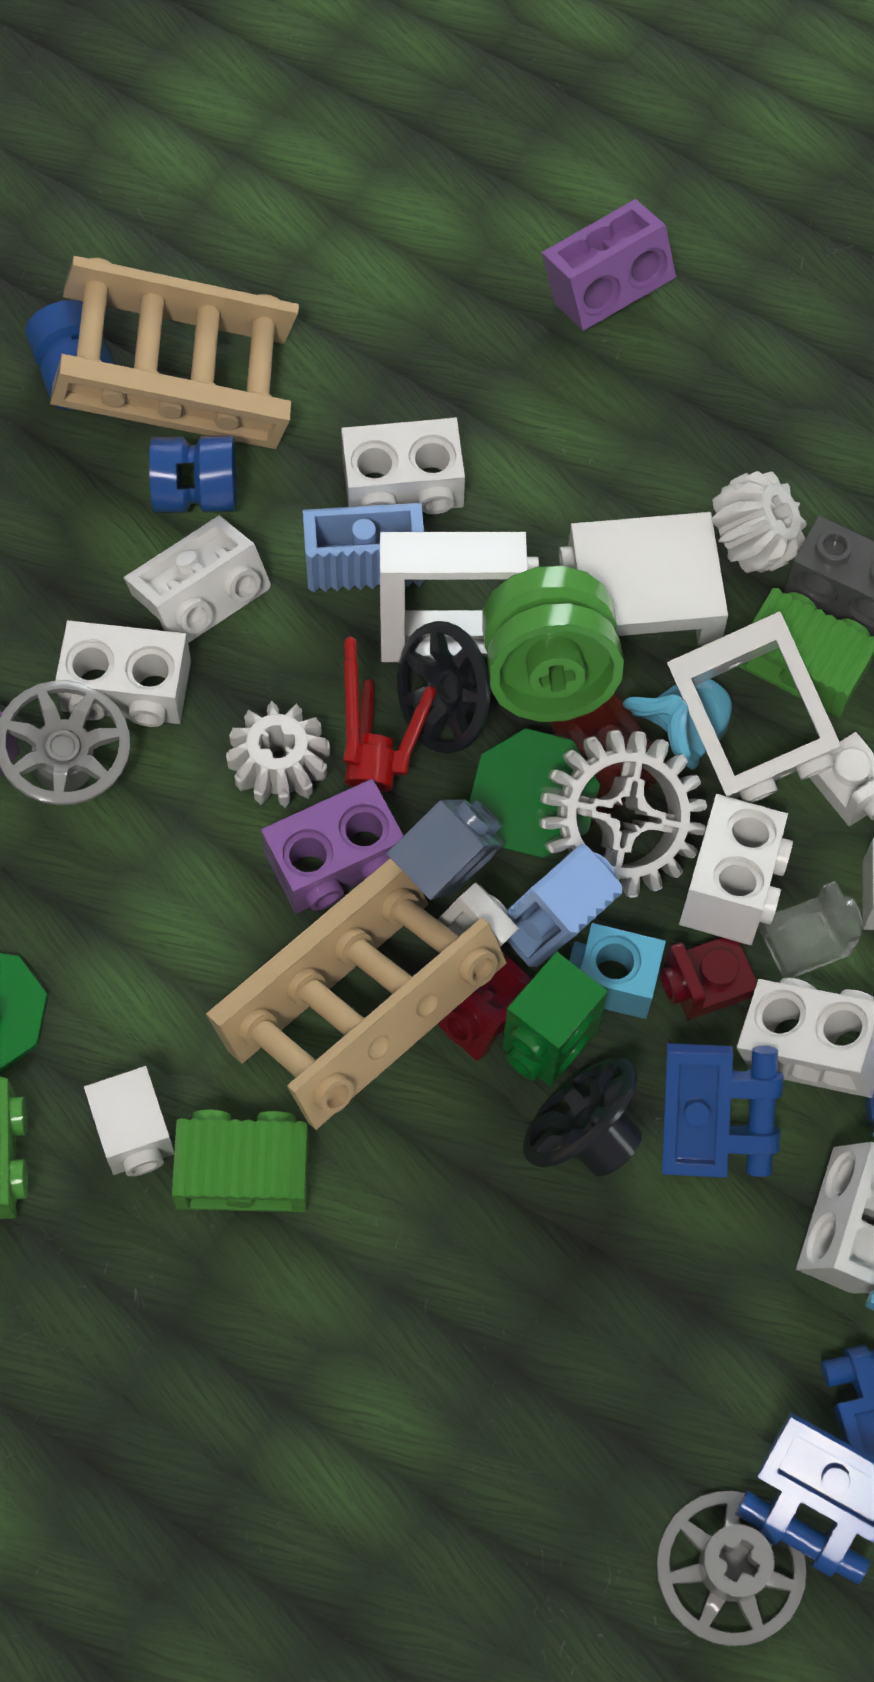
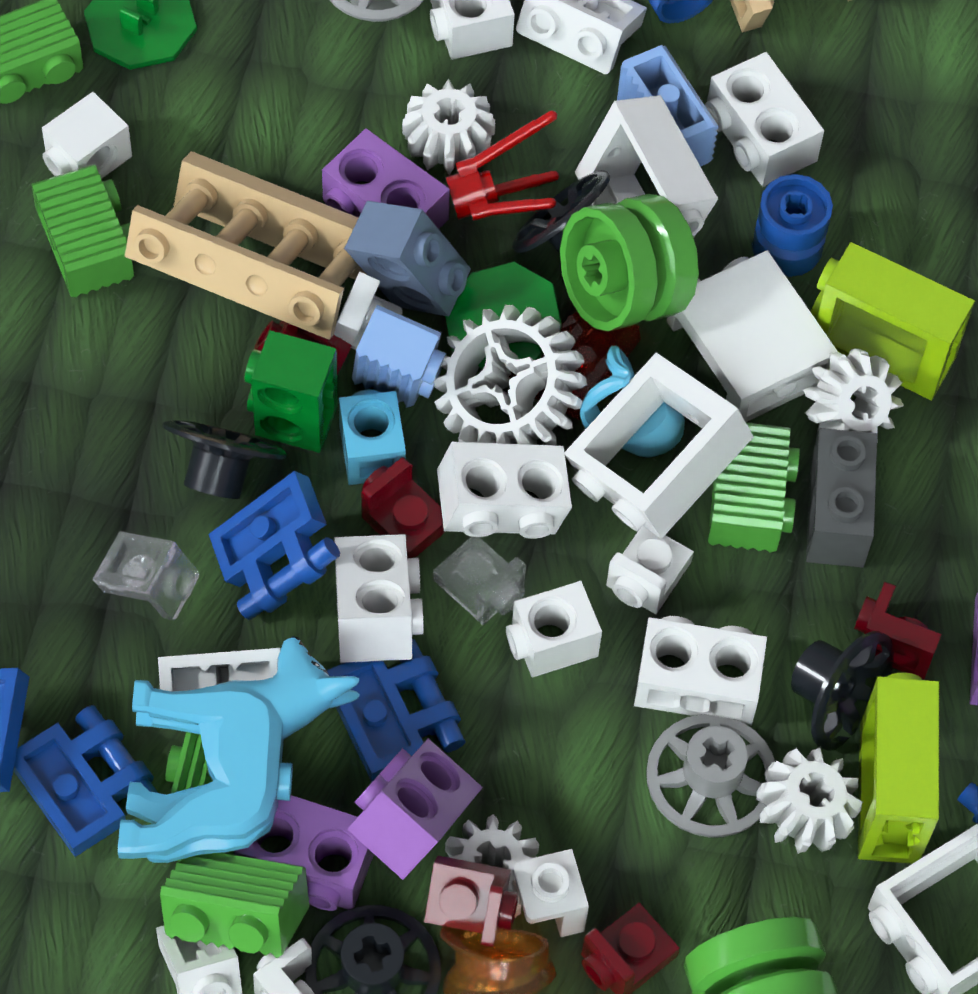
camera: 65 degrees right, 5 degrees down
(542, 492) = (793, 223): none -> blue wheel
(687, 1252) = (148, 571): none -> clear bracket
(696, 448) = (892, 315): none -> lime window

